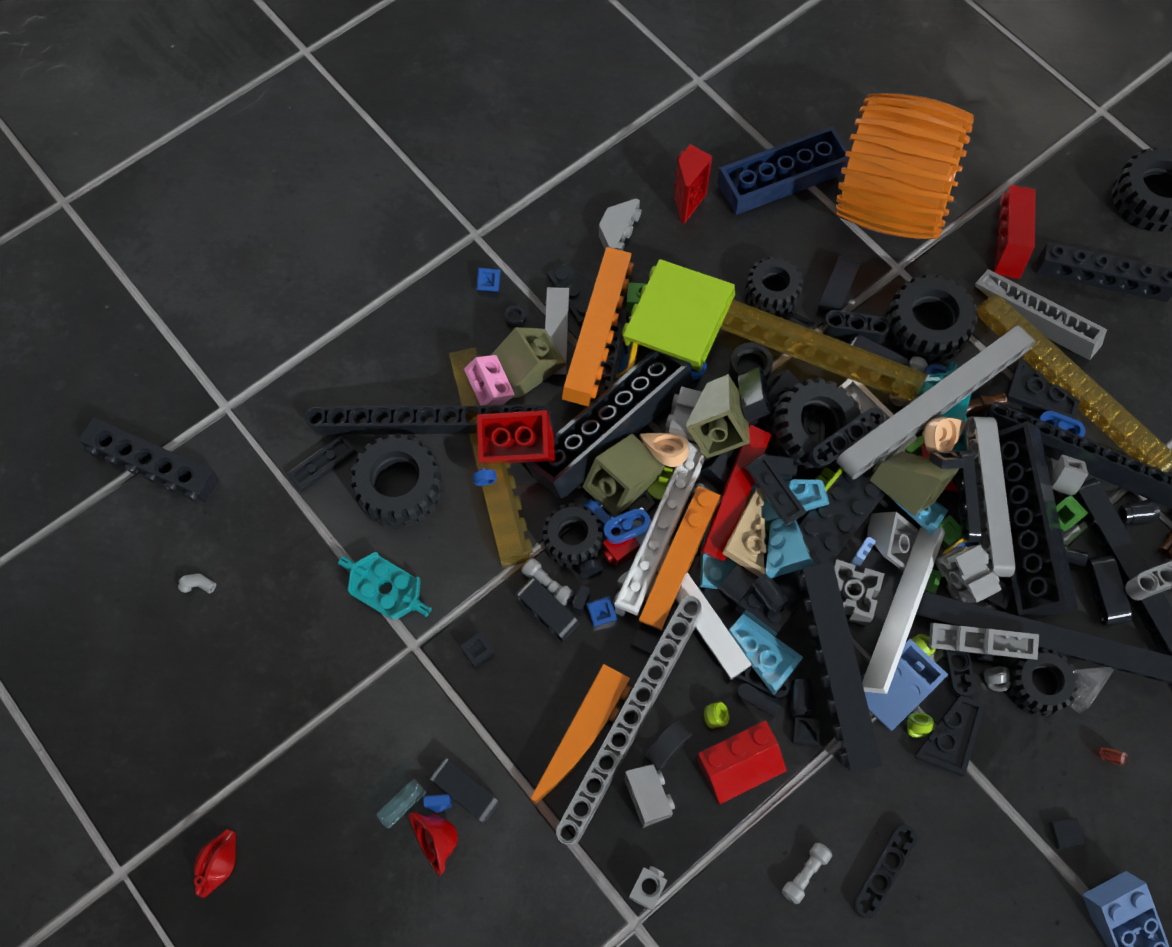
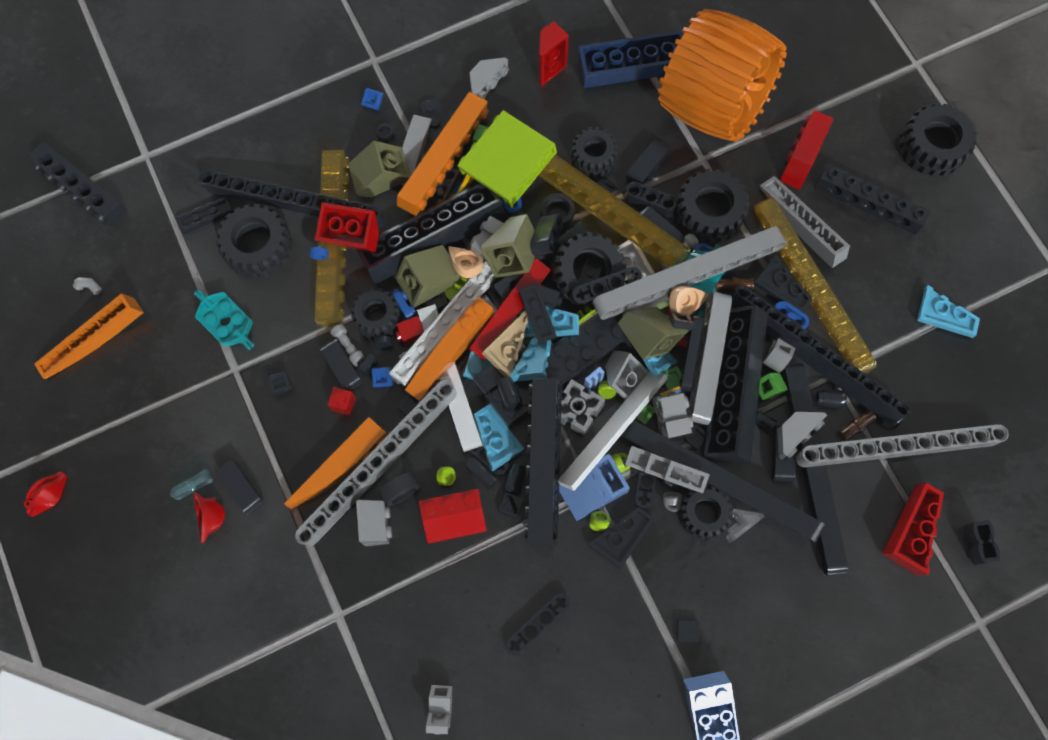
camera: 15 degrees right, 5 degrees up
(218, 647) = (90, 335): none -> orange slope
(438, 803) = (216, 490): blue tile -> none
(489, 380) = (344, 178): bright pink brick -> none
(562, 653) = (341, 401): none -> red brick
(625, 525) = (416, 314): blue plate -> none
(648, 900) = (344, 591): light grey brick -> none
(819, 856) = (490, 600): light grey piece -> none
(876, 562) = (605, 390): none -> lime tile
(1113, 756) = (743, 582): clear red tile -> none
(1118, 559) = (797, 430): none -> light grey slope

